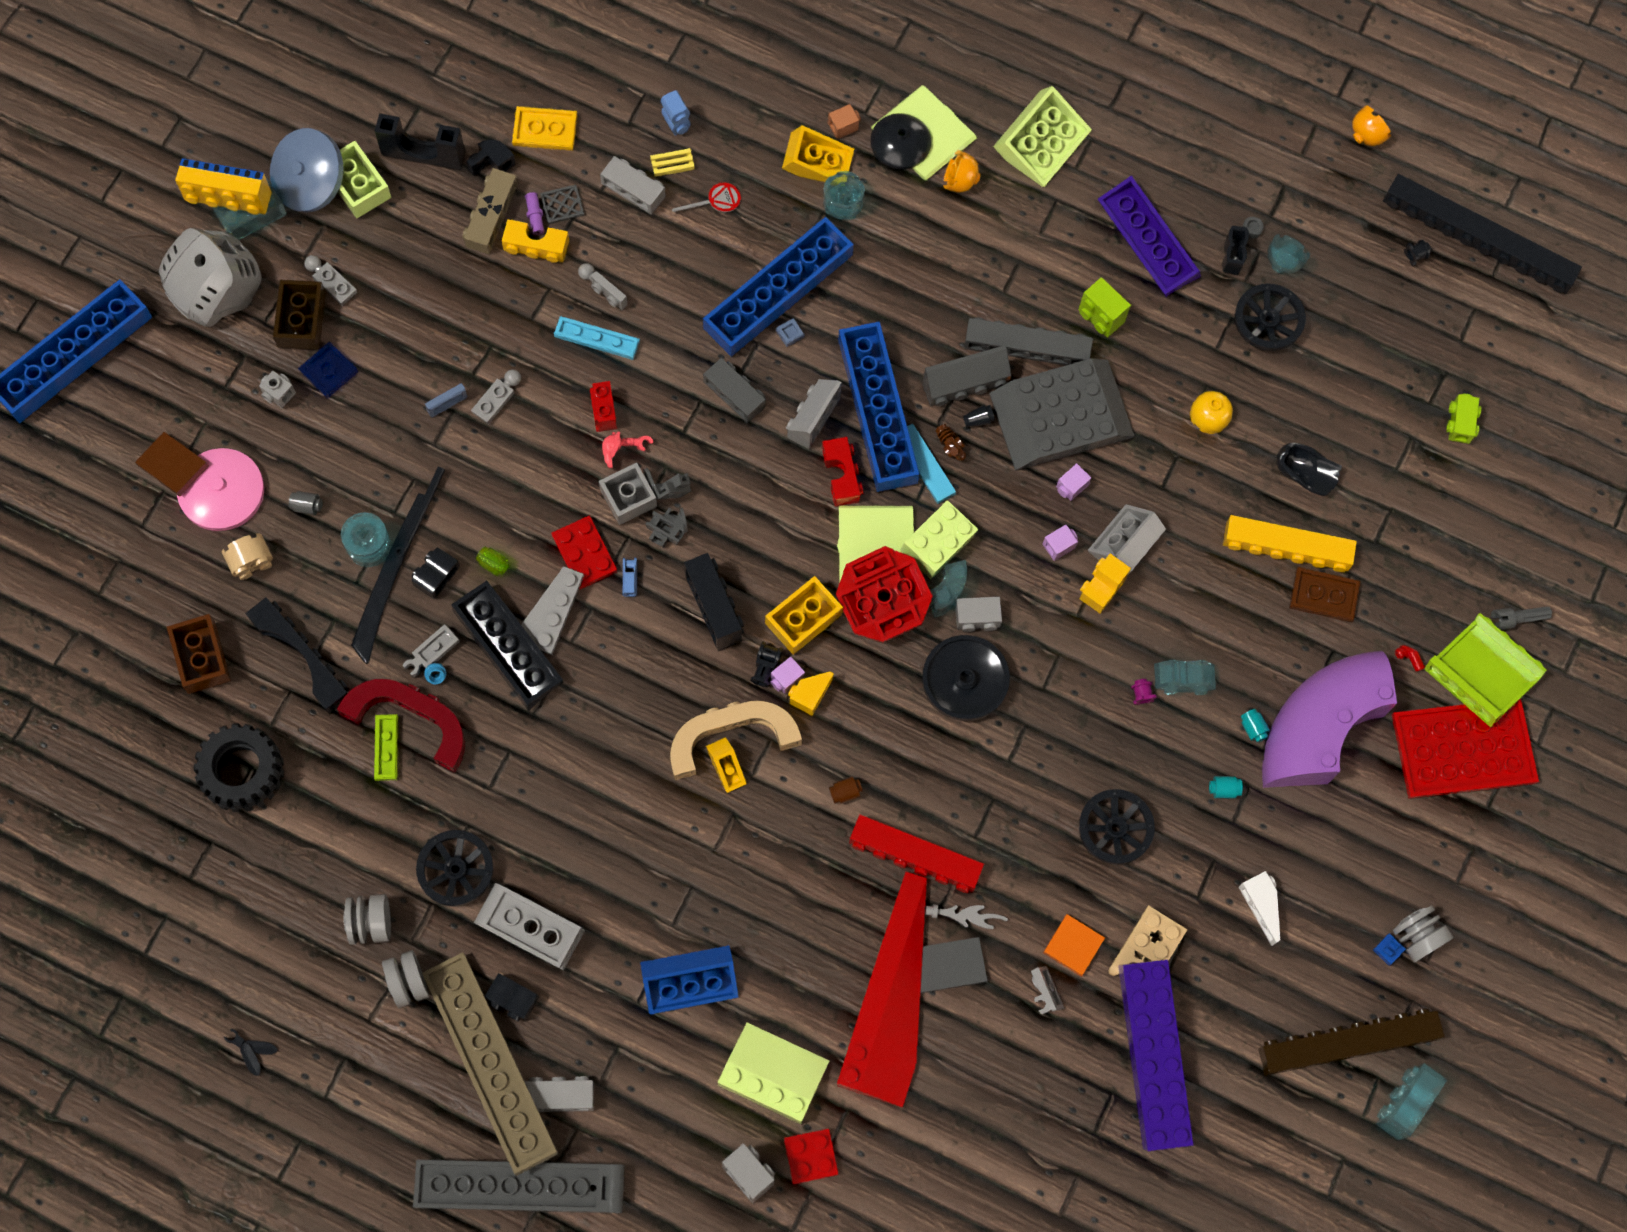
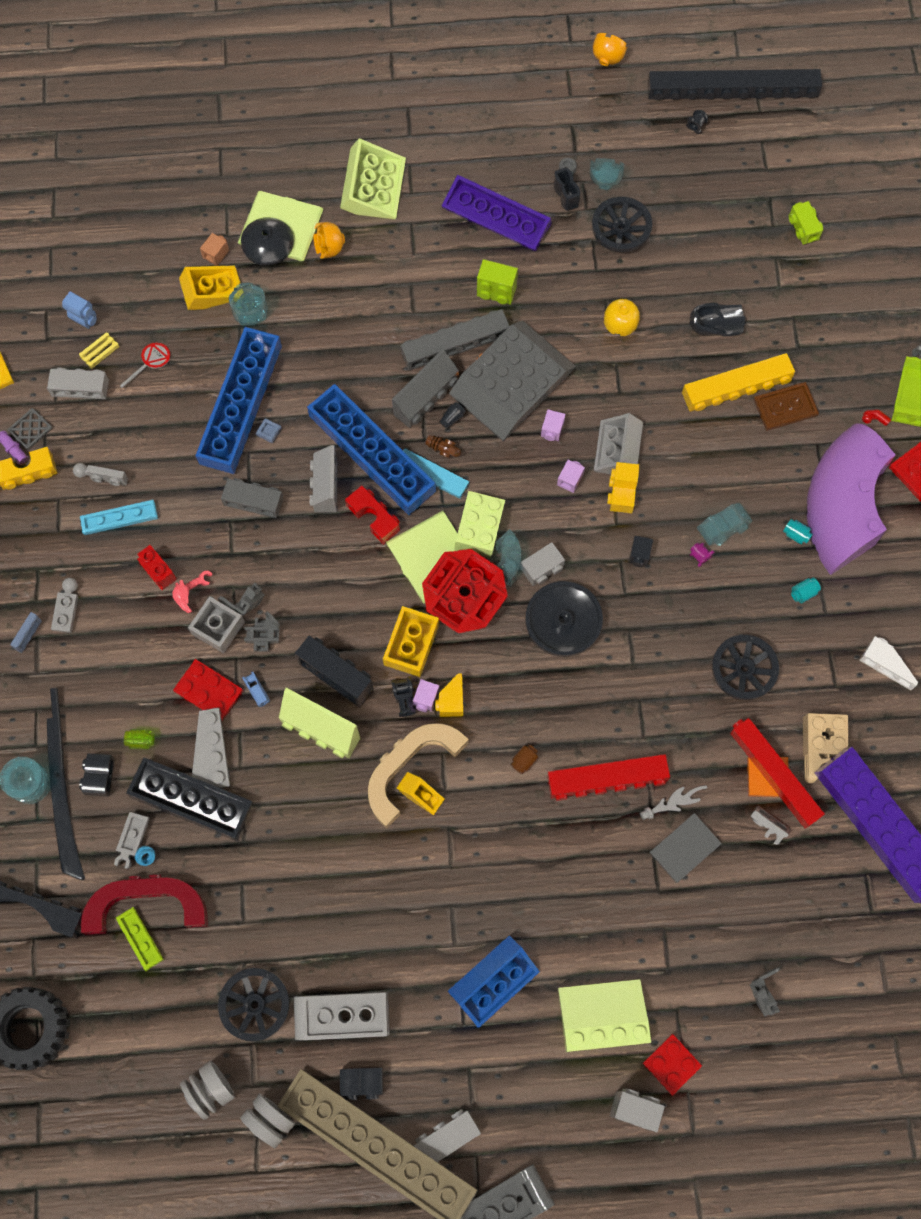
camera: 25 degrees left, 0 degrees up
(667, 643) = (318, 724): none -> yellowish green slope
(886, 1031) = (671, 933): red wedge -> none
(936, 1141) = (762, 995): none -> dark grey piece
(1082, 944) = (776, 773): none -> red brick
(1083, 655) = (640, 551): none -> black brick

